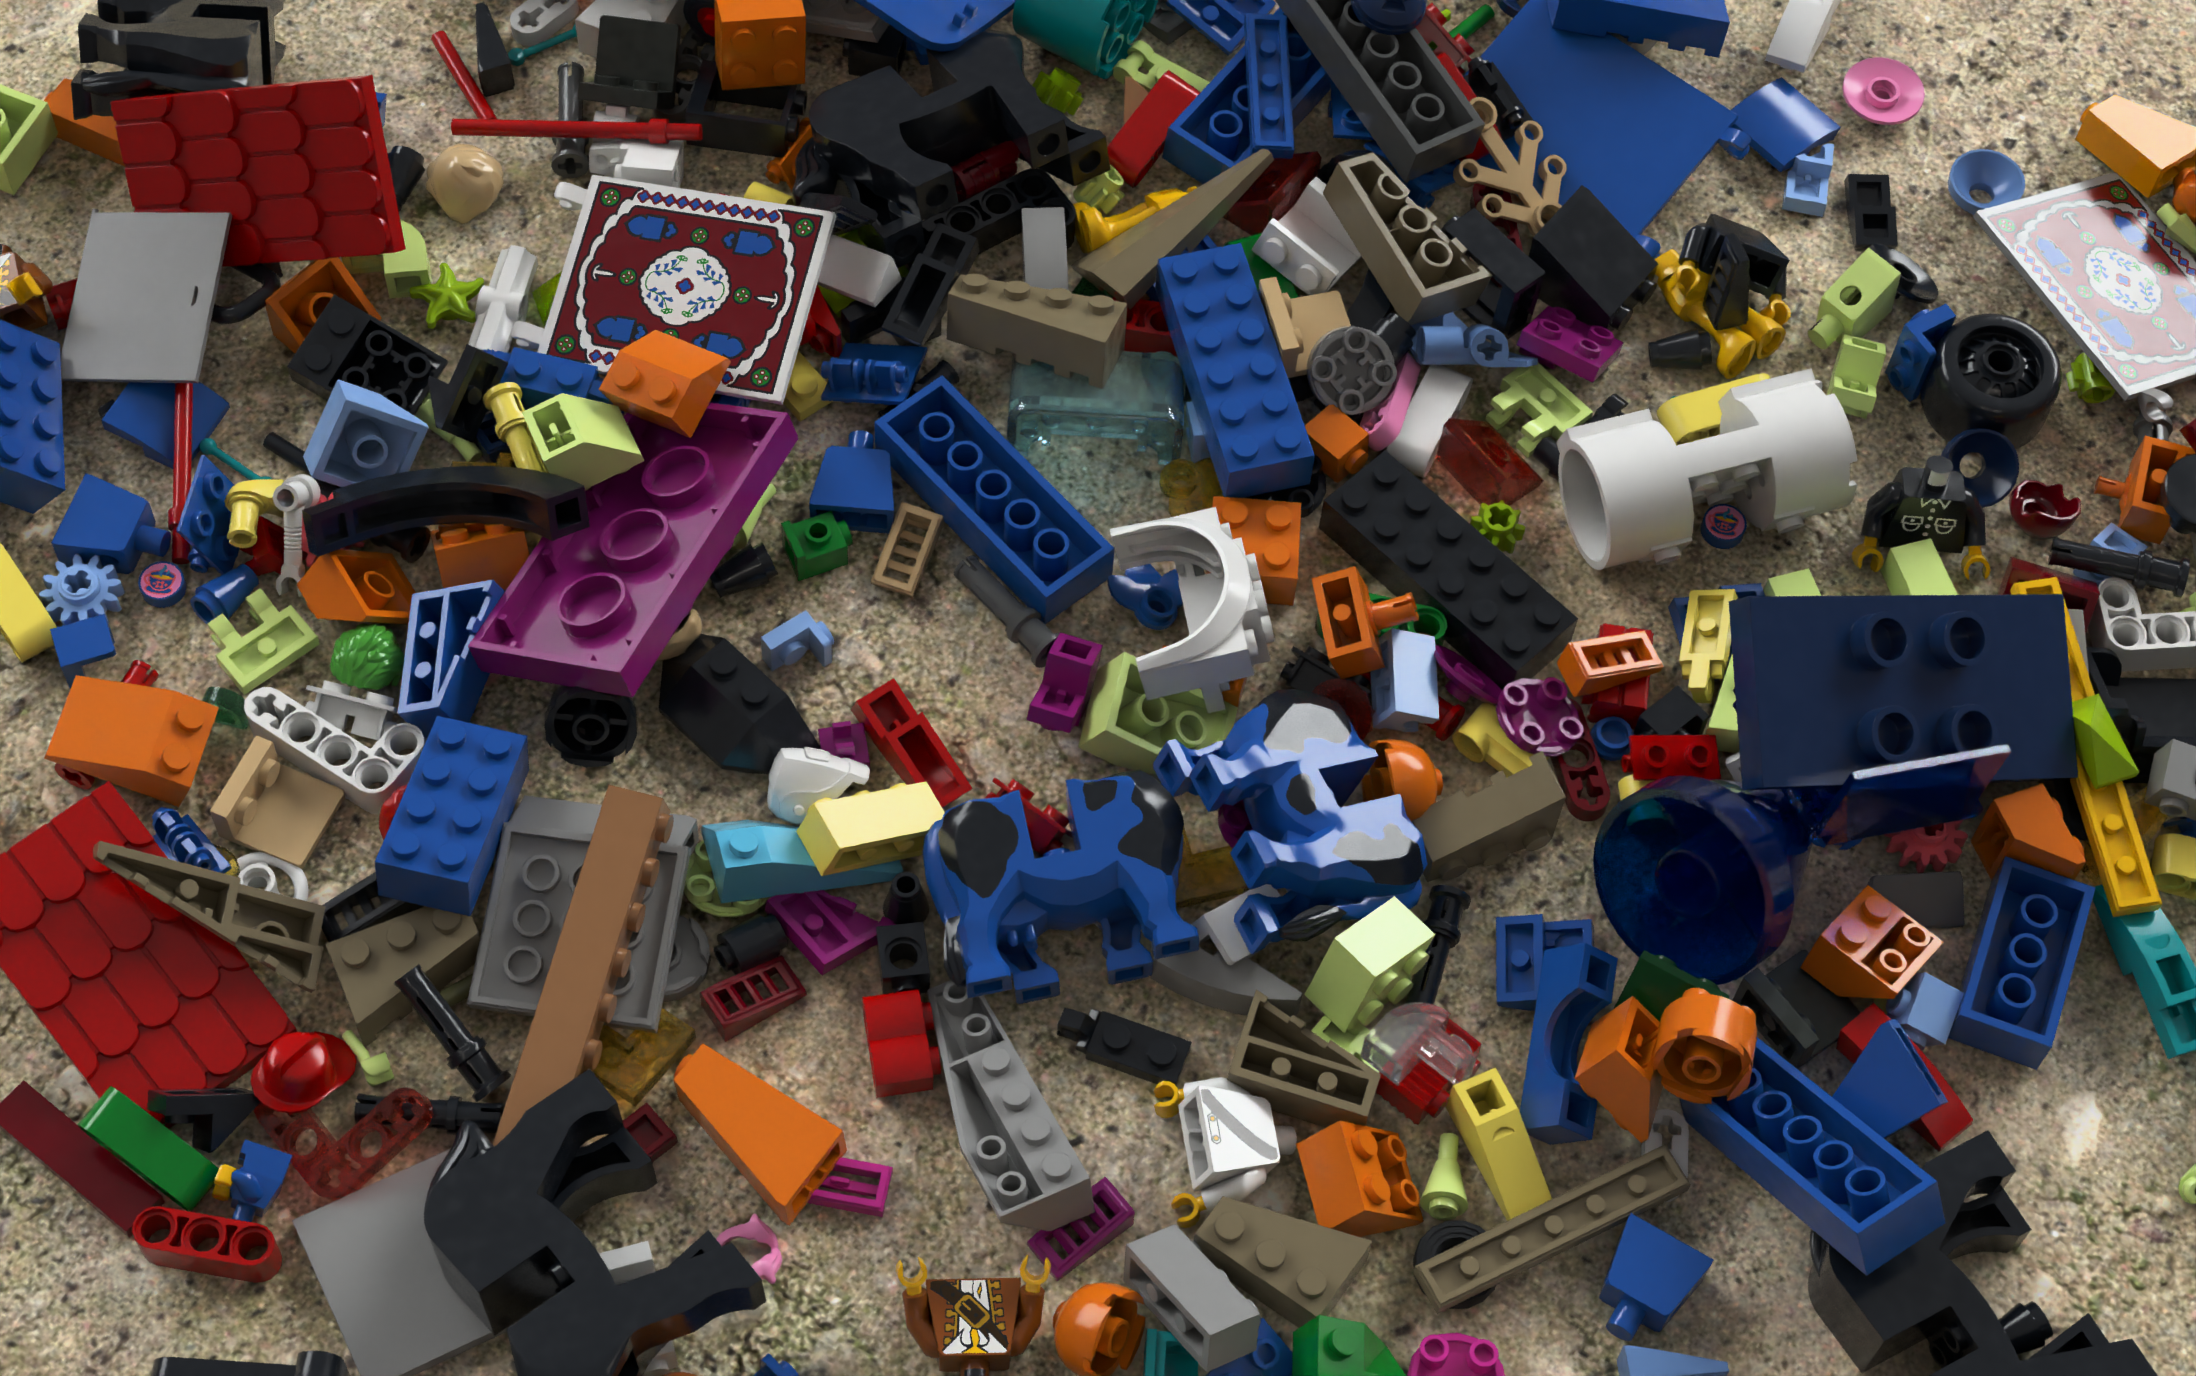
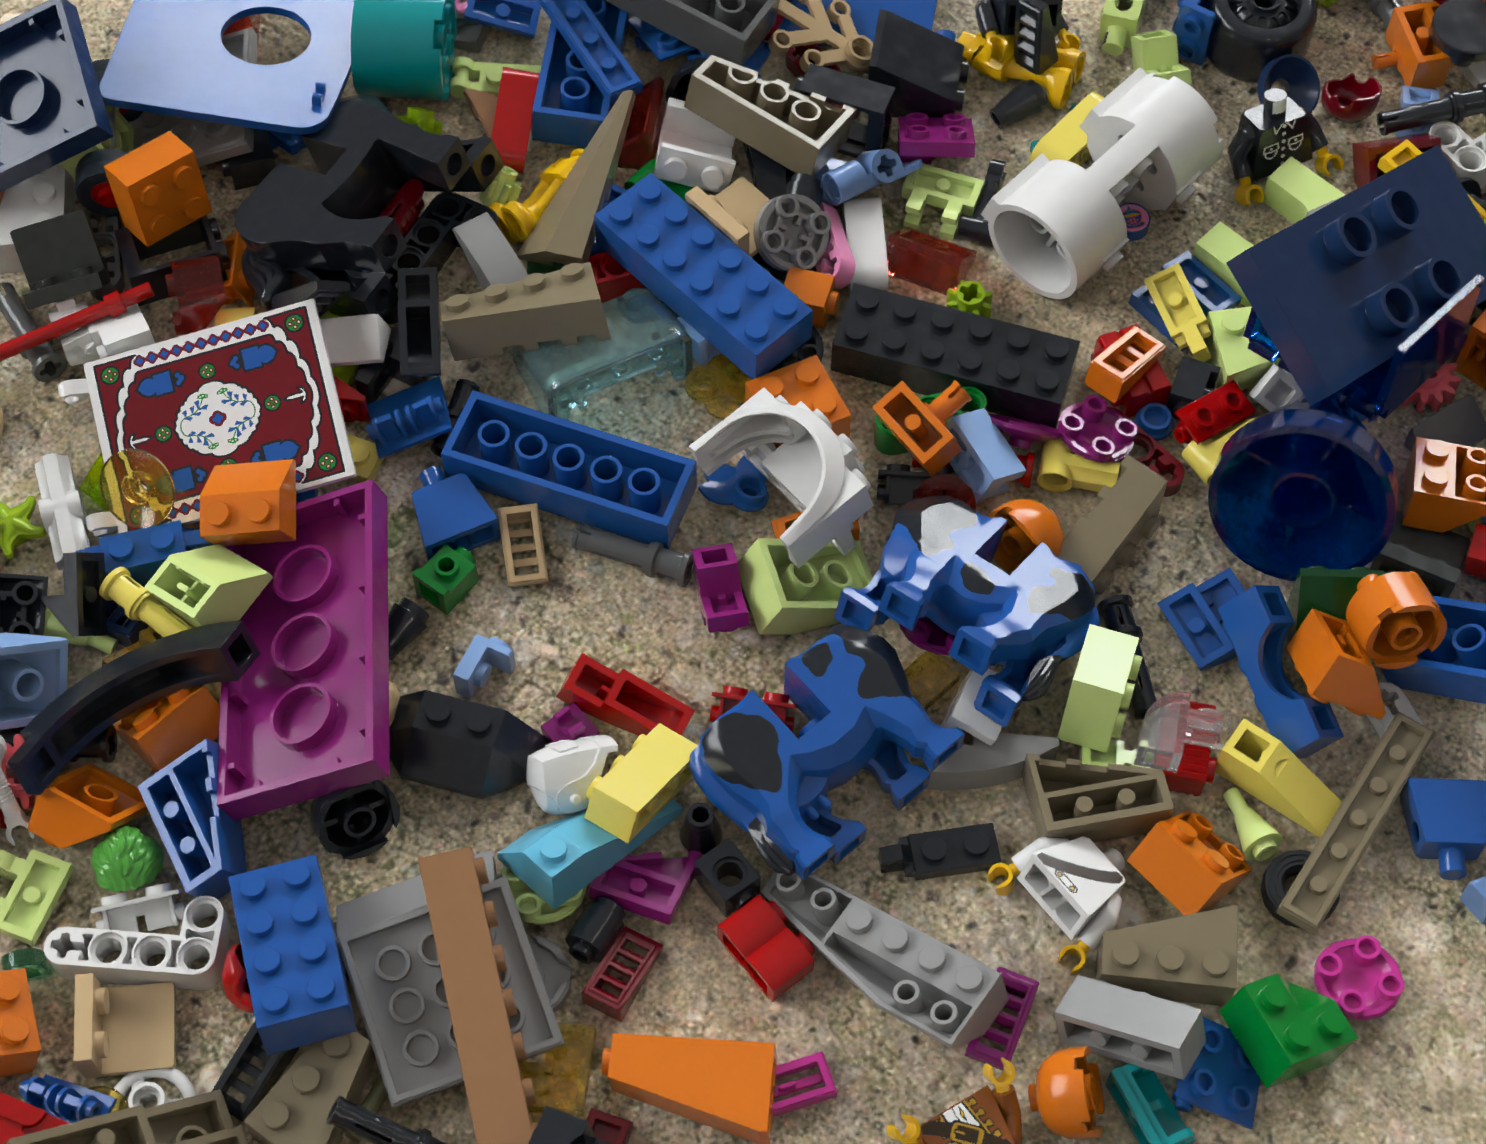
camera: 25 degrees left, 0 degrees up
(572, 316) = (127, 497): none -> clear yellow dish
(743, 155) = (198, 292): none -> clear red slope

